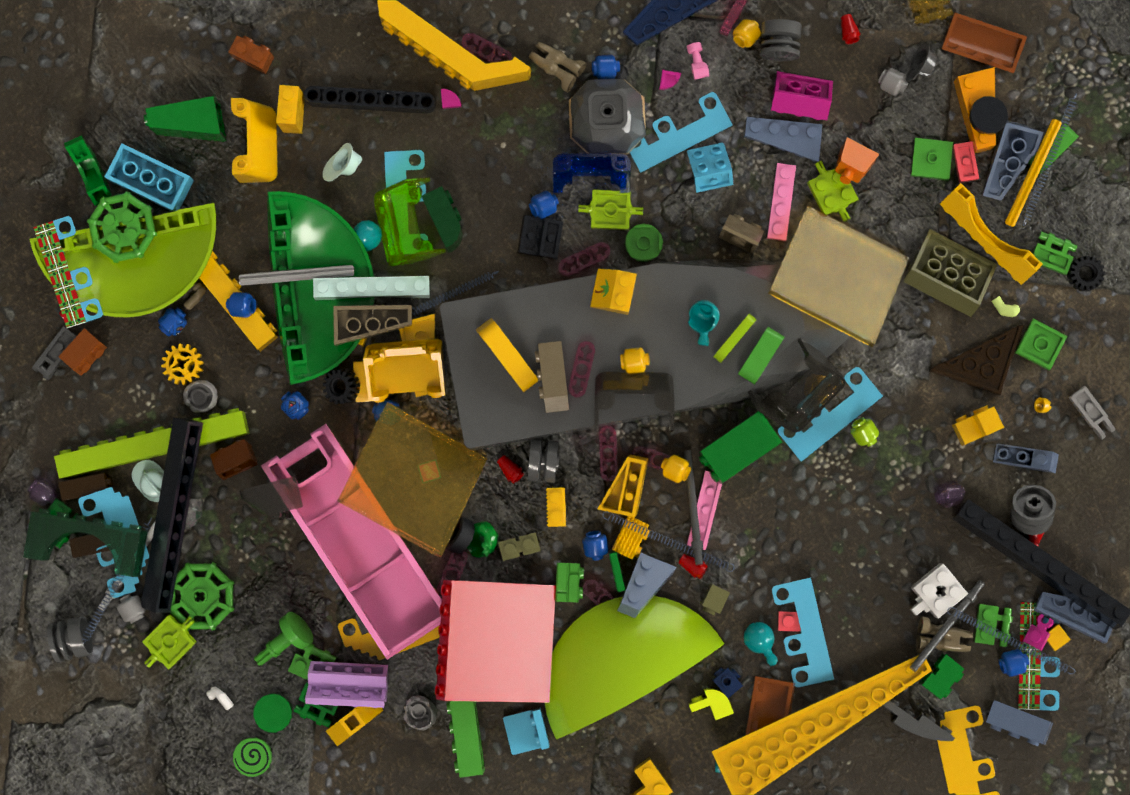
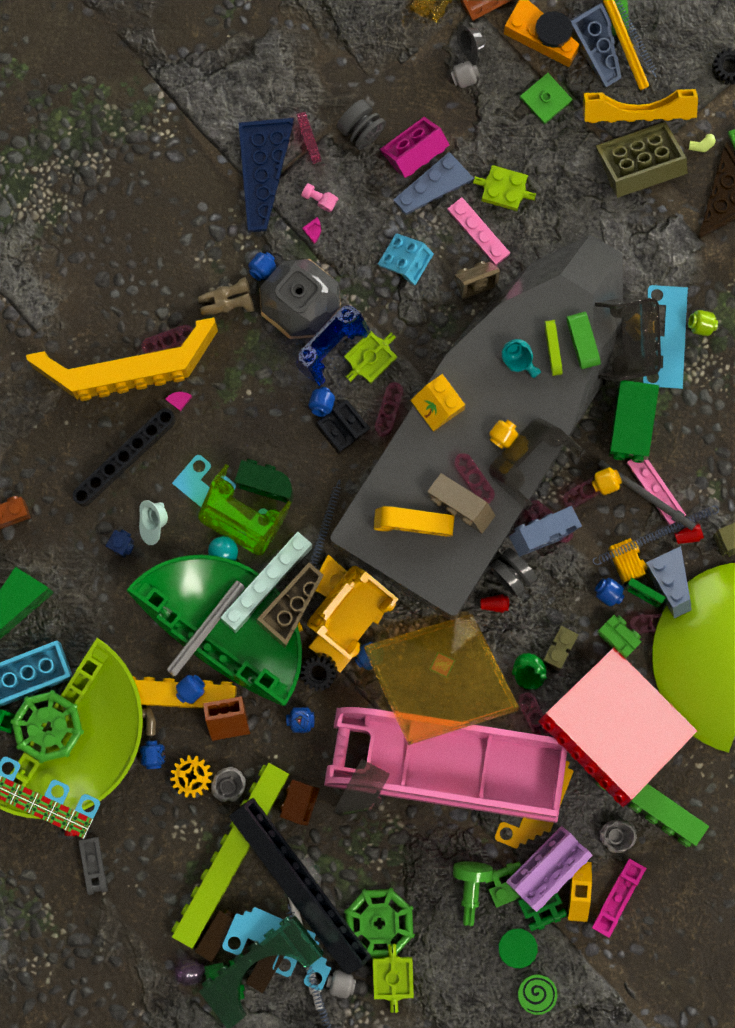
camera: 50 degrees left, 5 degrees down
(82, 352) = (112, 843): dark orange brick -> none
(148, 479) = (255, 882): light aqua piece -> none
(215, 692) = (470, 976): white arm -> none
(244, 350) = (226, 718): none -> dark orange brick
(261, 157) = (97, 580): yellow windscreen -> none
(290, 109) = (77, 520): yellow brick -> none
(304, 156) = (120, 543): none -> dark blue brick
(374, 753) = (618, 898): none -> dark pink slope
(461, 536) = (517, 681): black tyre -> none
(526, 731) = (703, 768): medium azure bracket -> none
(556, 507) = (555, 595): yellow brick -> none
(592, 457) = (544, 531): none -> sand blue wedge
(626, 490) = (593, 536): yellow wedge -> none
(643, 242) = (416, 356): bright green tile -> none
(679, 140) = (364, 264): medium azure piece -> none
(746, 33) = (332, 144): yellow head -> none
(839, 276) = (573, 236): clear yellow tile -> none
(850, 31) = (398, 71): red cone -> none
(854, 161) = (497, 153): orange torso -> none
(965, 162) = (570, 77): coral plate -> none
(1053, 259) = (698, 79): bright green plate -> none

